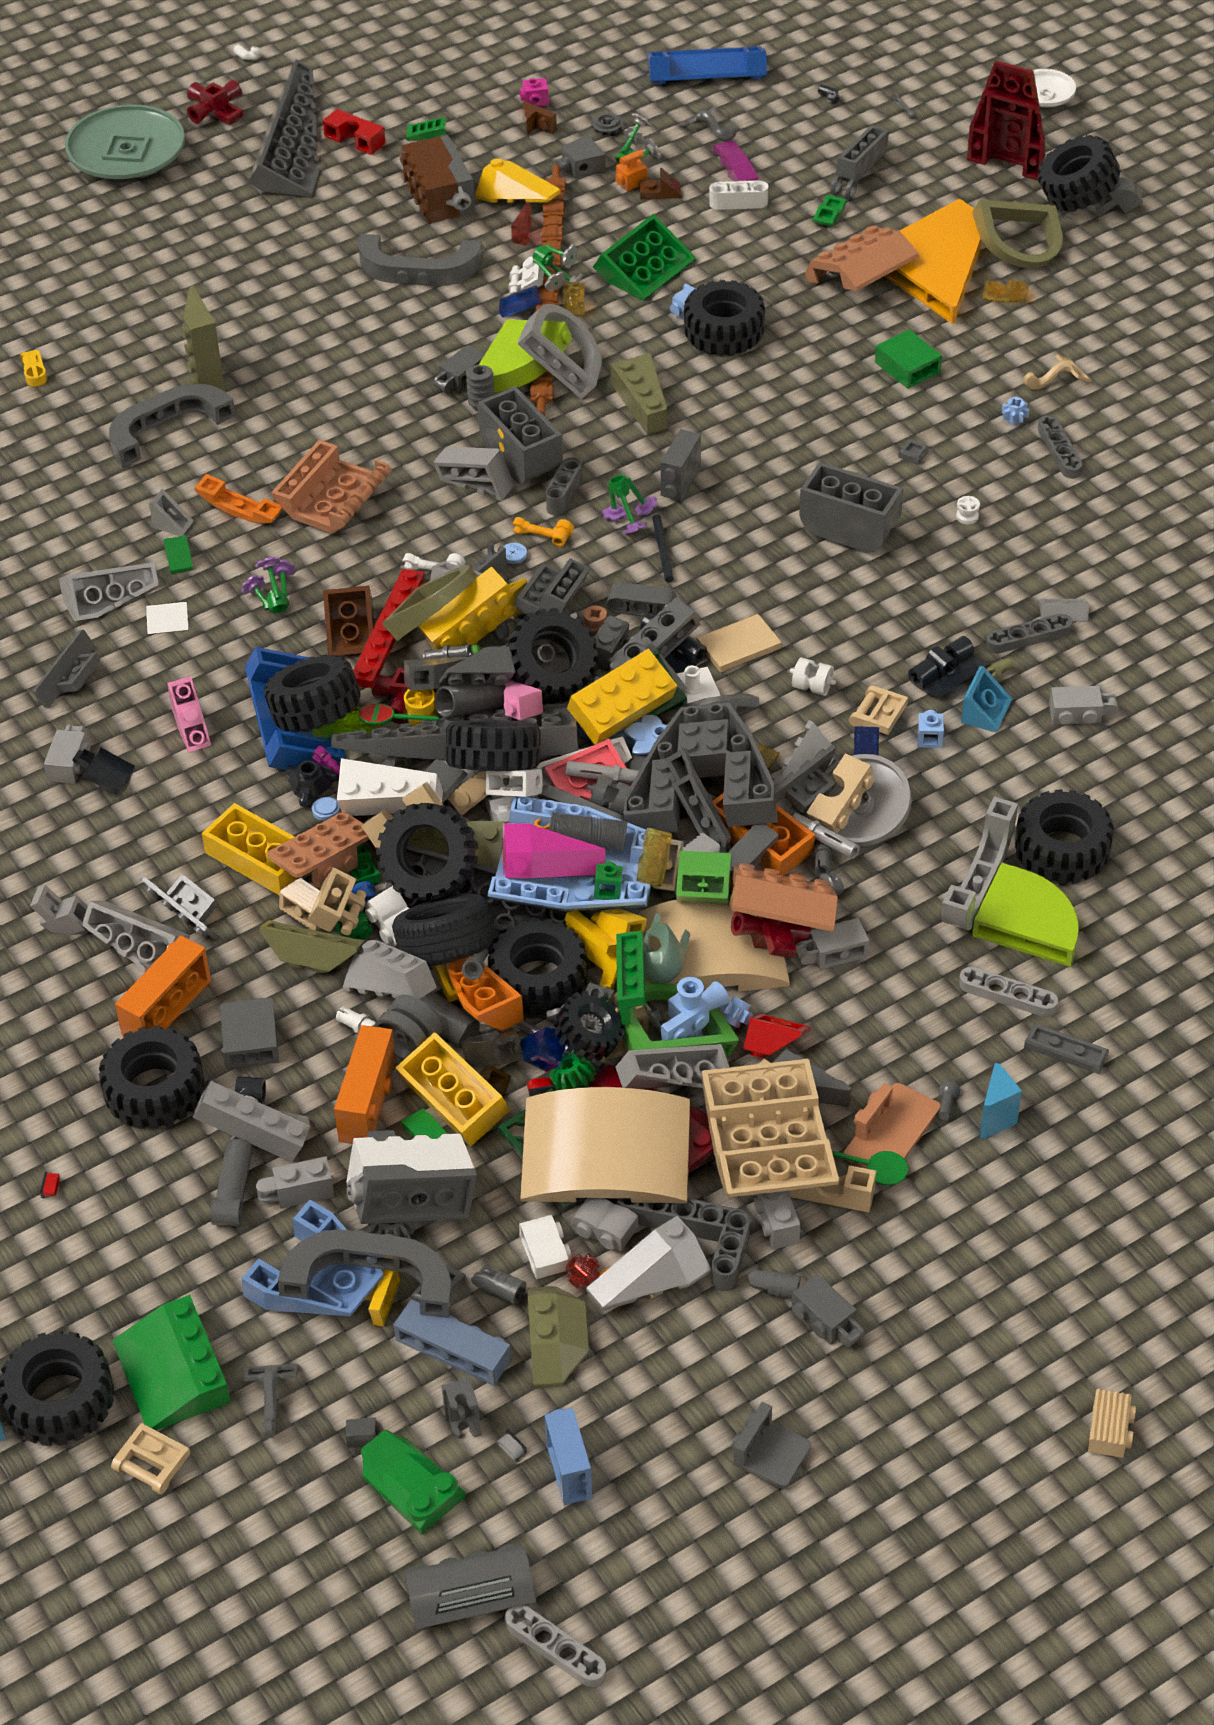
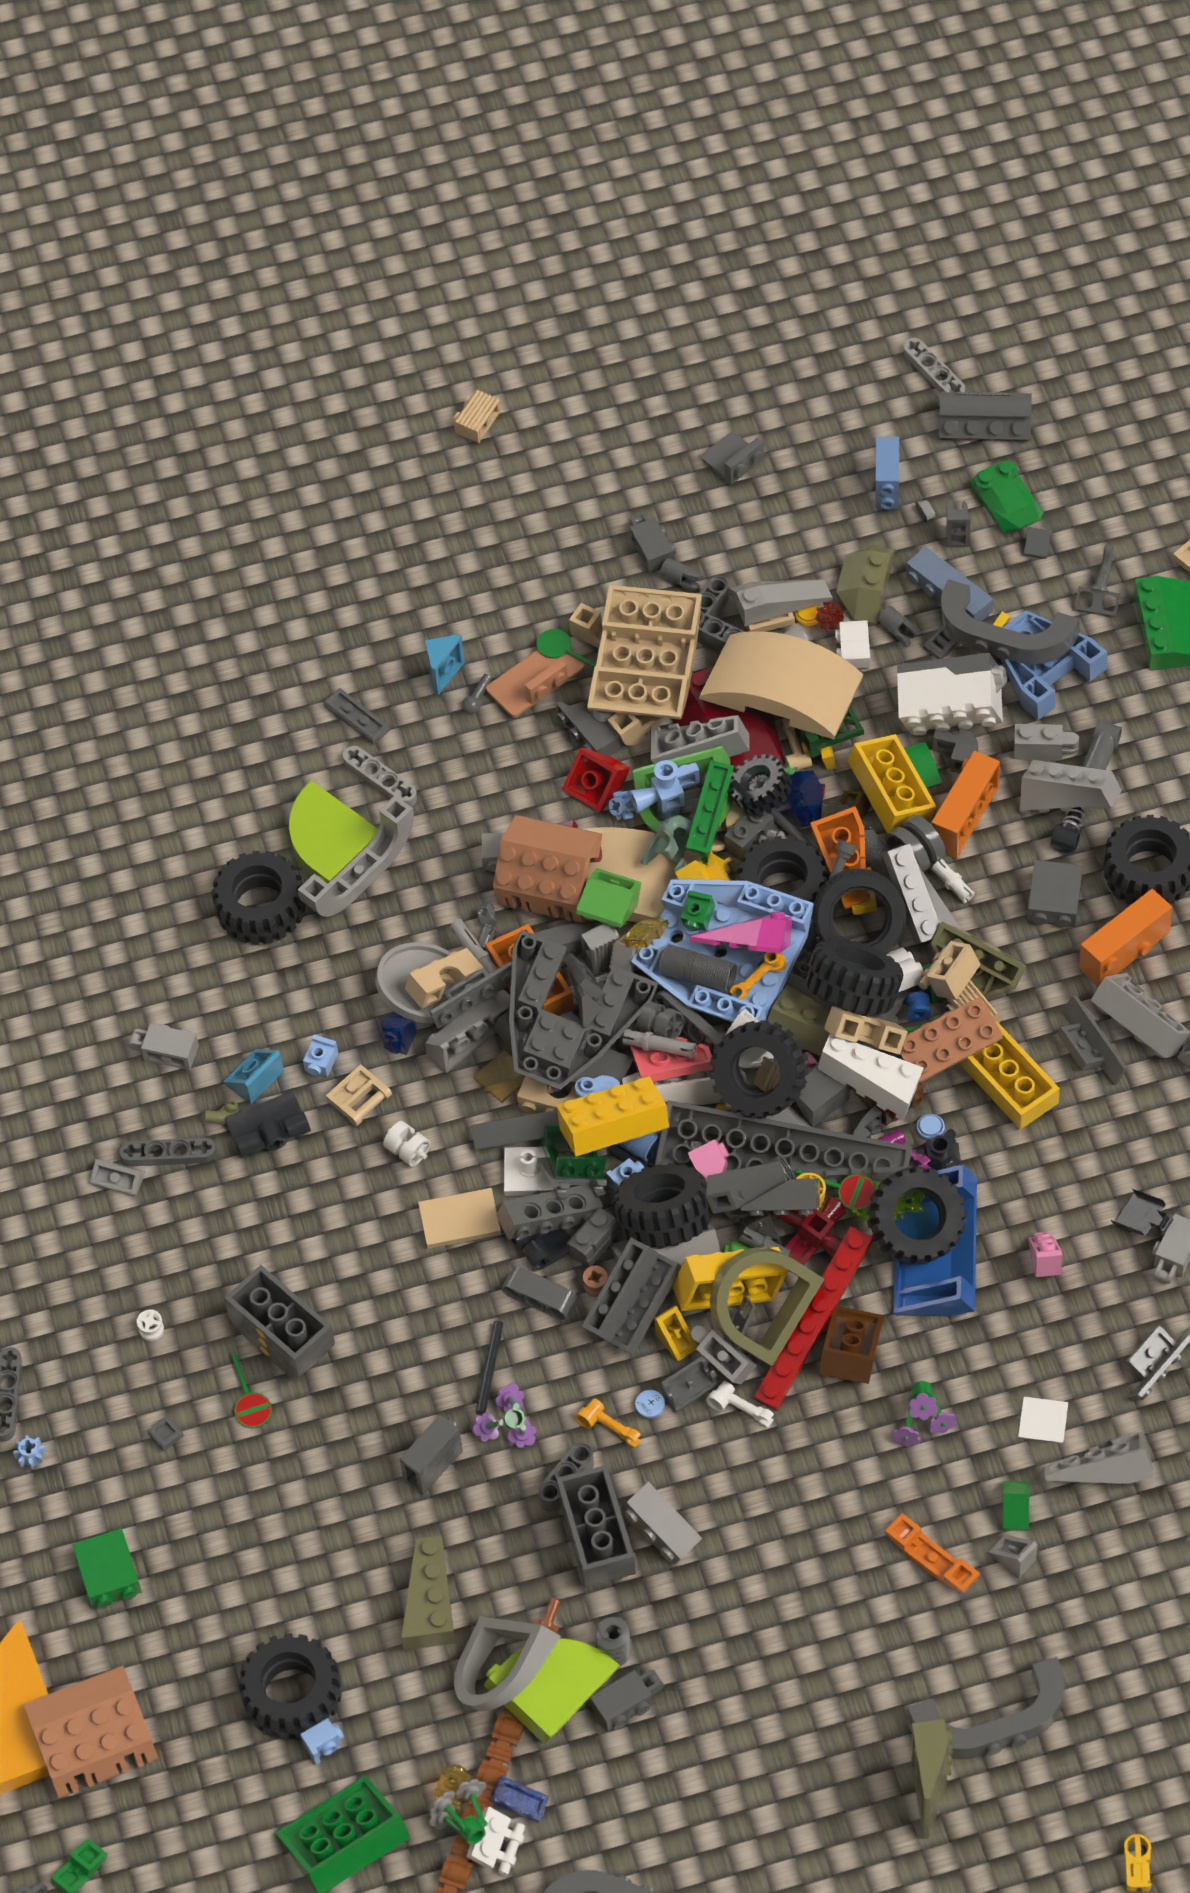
camera: 160 degrees left, 10 degrees up
(326, 489) = (822, 1534): nougat slope -> none

